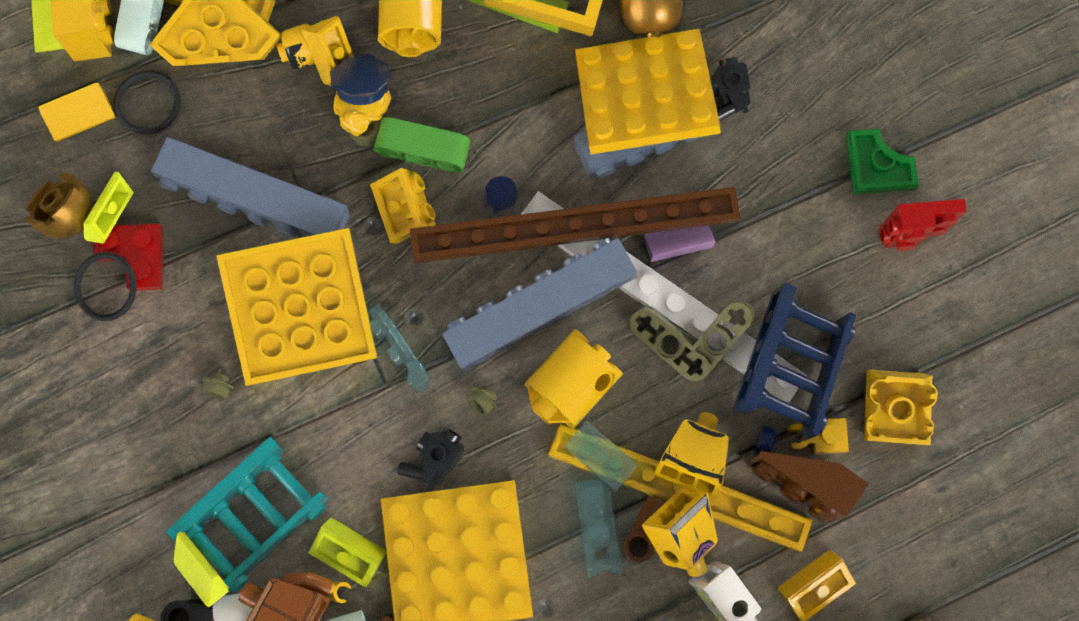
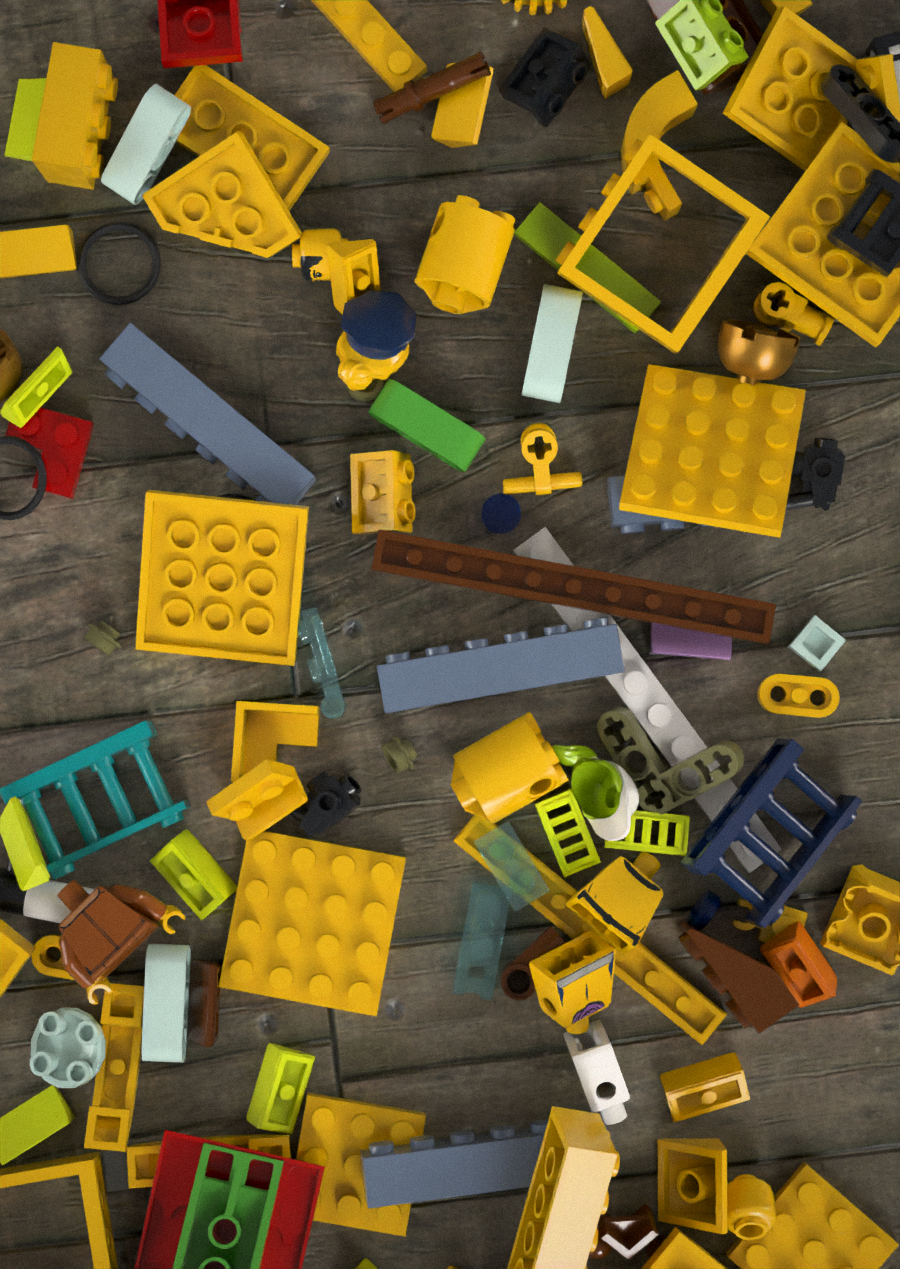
camera: 20 degrees right, 10 degrees up
(368, 413) = (264, 726): none -> yellow panel
(381, 468) = (260, 798): none -> yellow bracket
(497, 56) = (552, 343): none -> light aqua beam
(524, 159) = (542, 481): none -> yellow piece
(636, 400) = (553, 802): none -> neon yellow slope
(651, 374) = (601, 790): none -> lime hair
(695, 385) = (680, 840): none -> neon yellow slope
(775, 212) = (816, 643): none -> light aqua tile
(775, 255) = (797, 695): none -> yellow plate
(857, 457) = (800, 965): none -> orange slope

